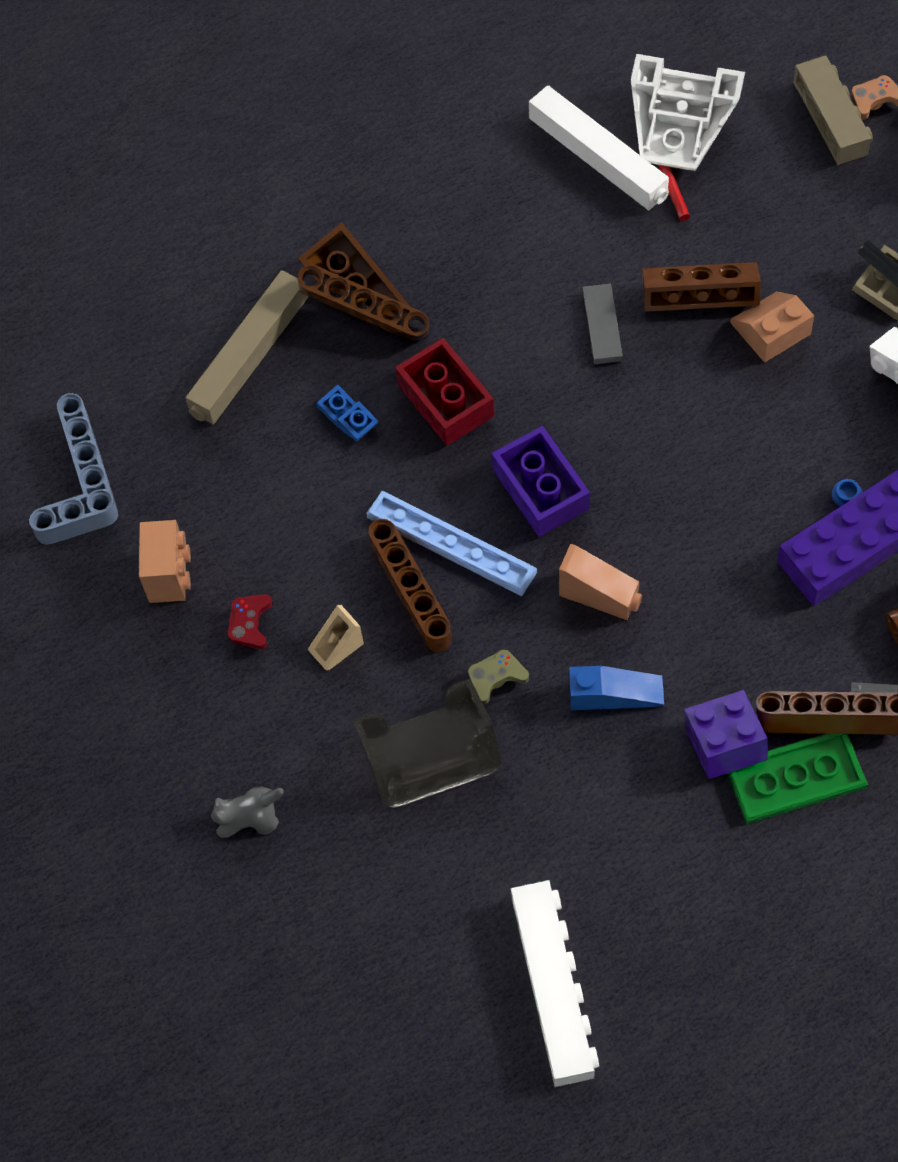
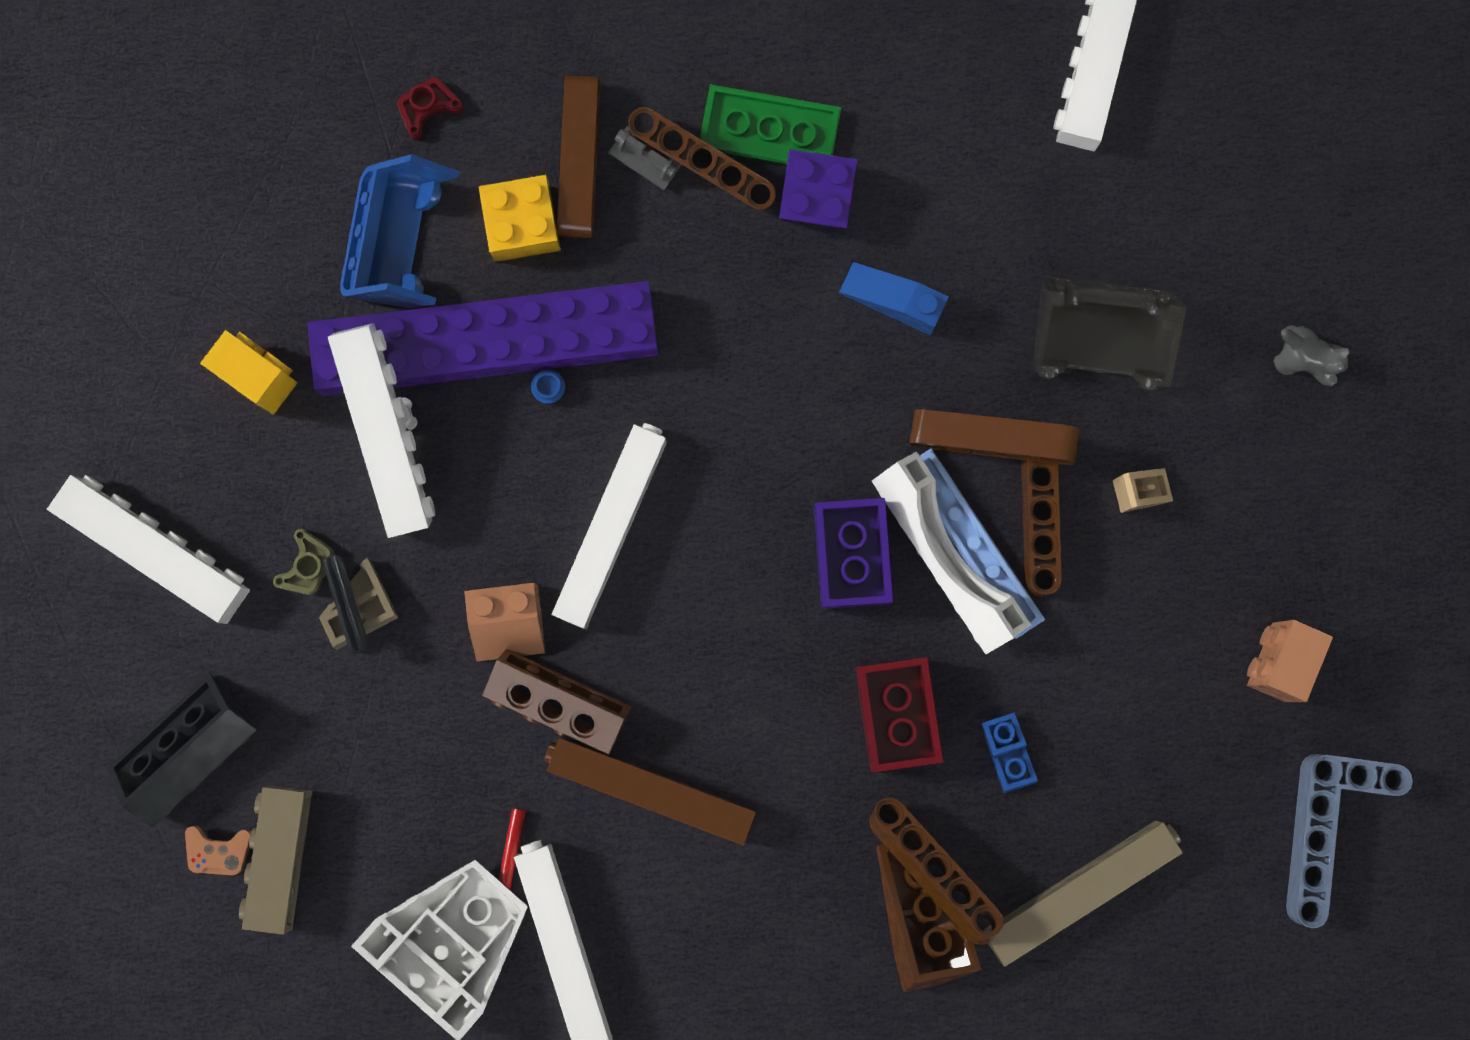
camera: 160 degrees left, 20 degrees up
(245, 621) = (1226, 558): dark red piece -> none
(476, 609) = (995, 436): none -> reddish brown beam
(494, 672) = (1003, 374): olive piece -> none
(506, 536) = (911, 496): none -> white arch
(593, 265) = (649, 790): none -> reddish brown brick
(597, 584) = (855, 406): nougat slope -> none
(602, 324) = (682, 720): dark grey tile -> none
(736, 419) = (610, 525): none -> white brick

